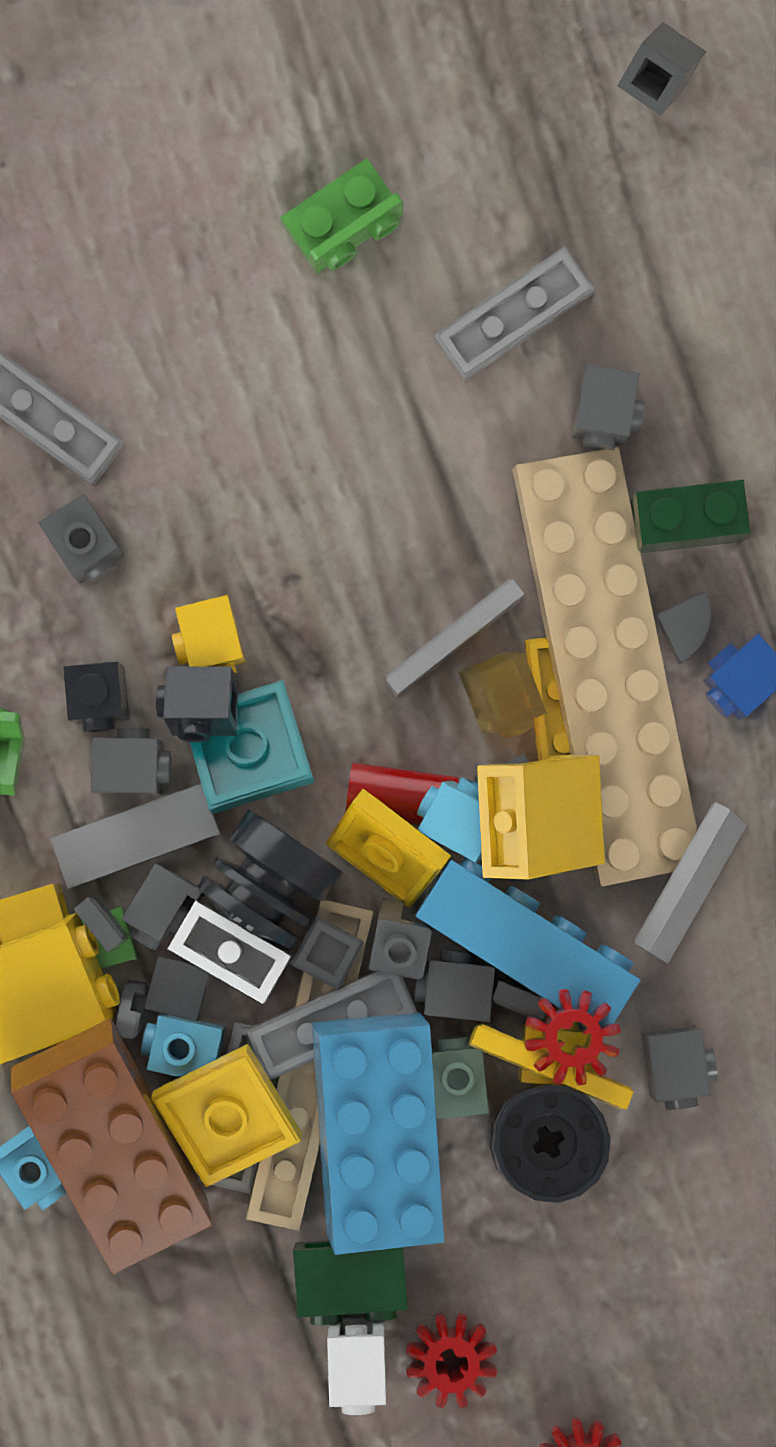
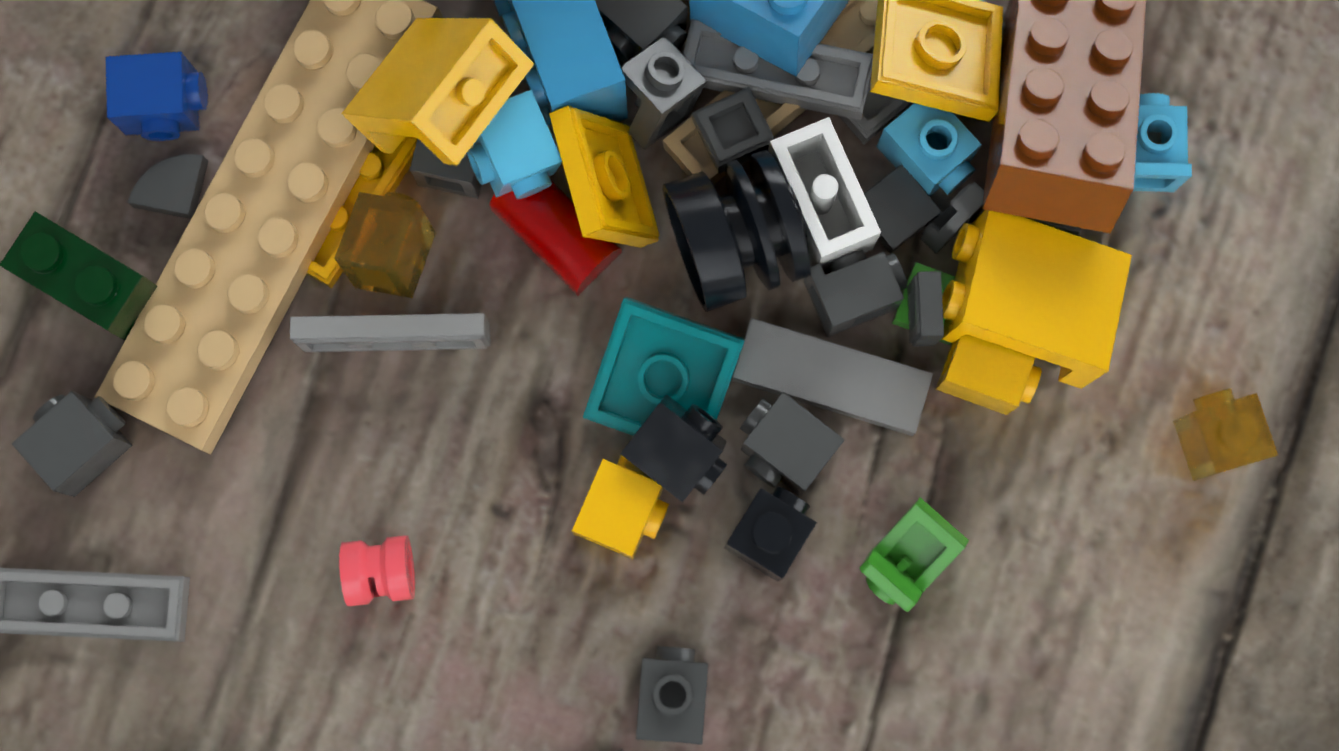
camera: 145 degrees left, 5 degrees down
(338, 476) = (377, 571): none -> coral wheel

